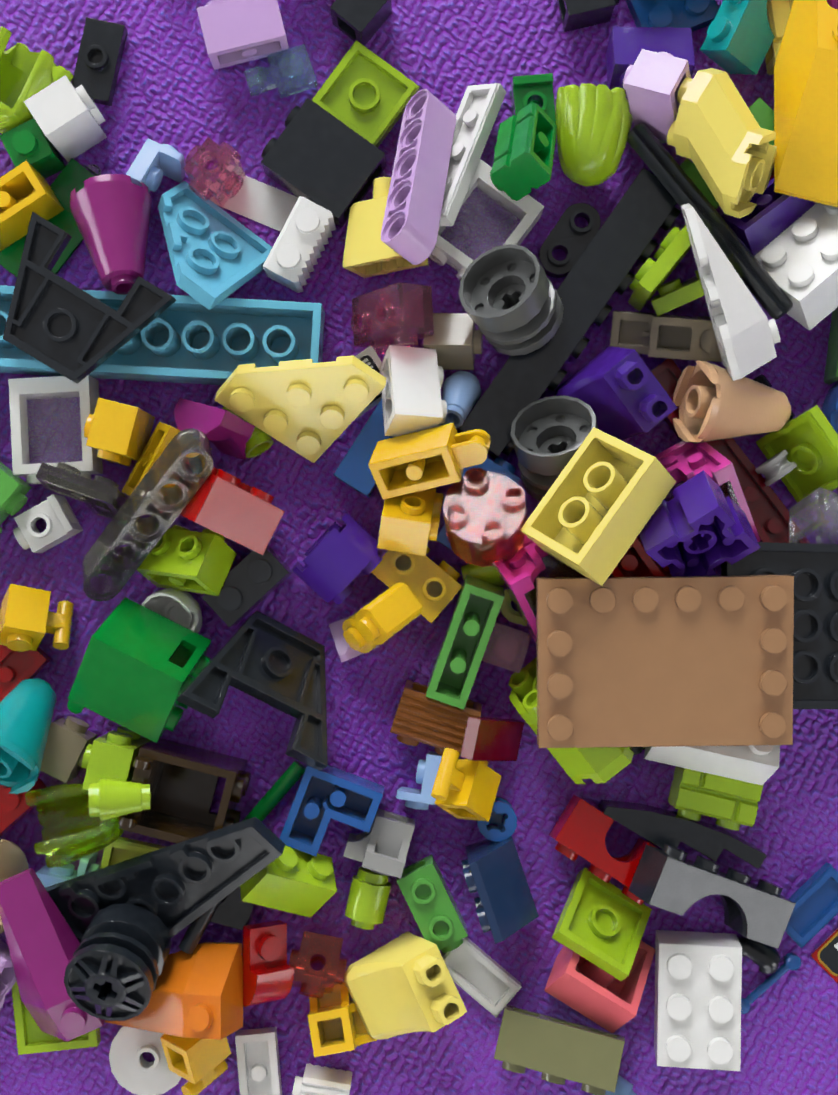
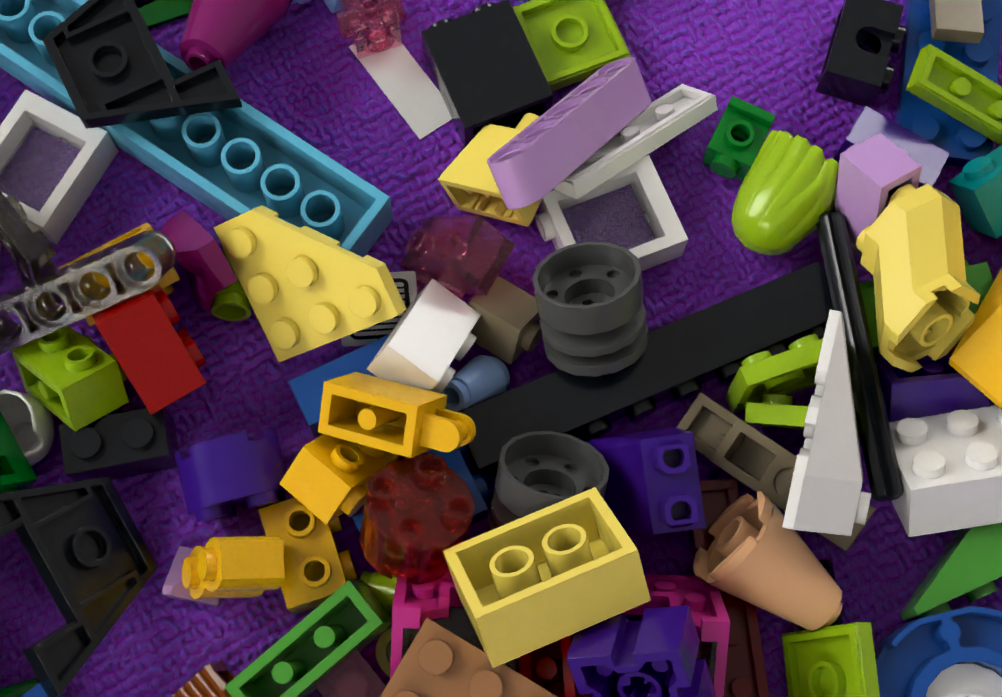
camera: 30 degrees right, 15 degrees down
(118, 431) = (95, 202): yellow brick -> none
(208, 246) = (315, 82): medium azure plate -> none
(299, 244) = (409, 134): white brick -> none
(524, 152) = (697, 170): green brick -> none
(569, 239) = (697, 290): black plate -> none
(775, 467) = (786, 672): light grey bush -> none

